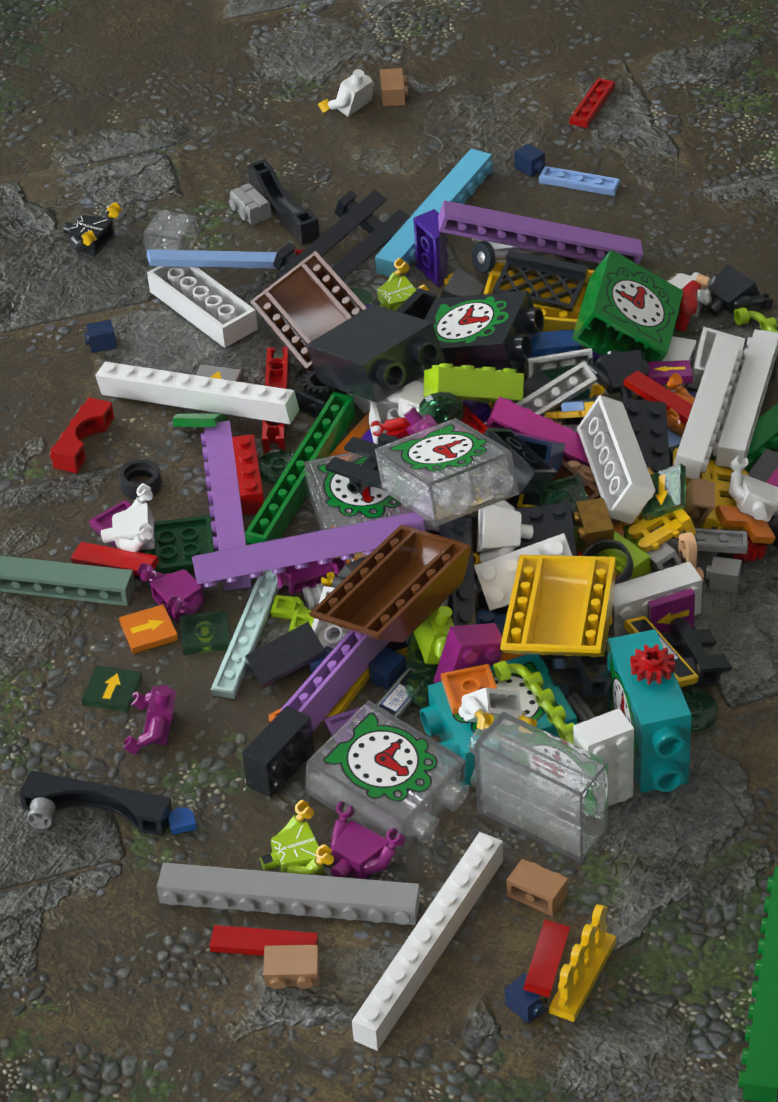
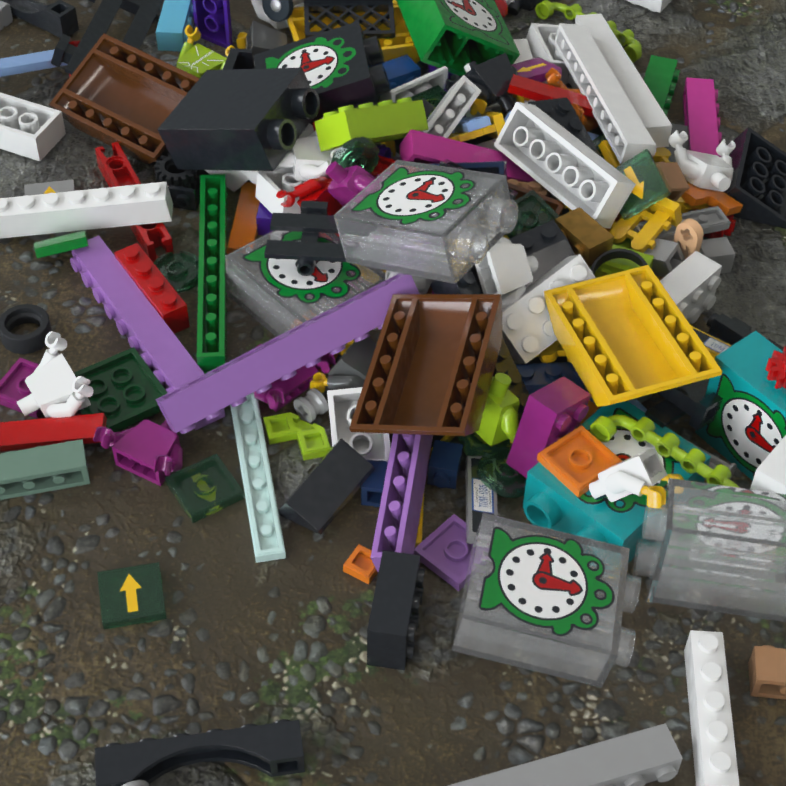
camera: 30 degrees left, 5 degrees up
(148, 629) = (134, 505): orange tile -> none
(158, 717) = (217, 614): magenta torso -> none
(181, 821) = (320, 742): blue tile -> none
(296, 848) = (489, 732): lime torso -> none
(358, 849) = (560, 702): magenta torso -> none
(667, 608) = (705, 304): magenta tile -> none

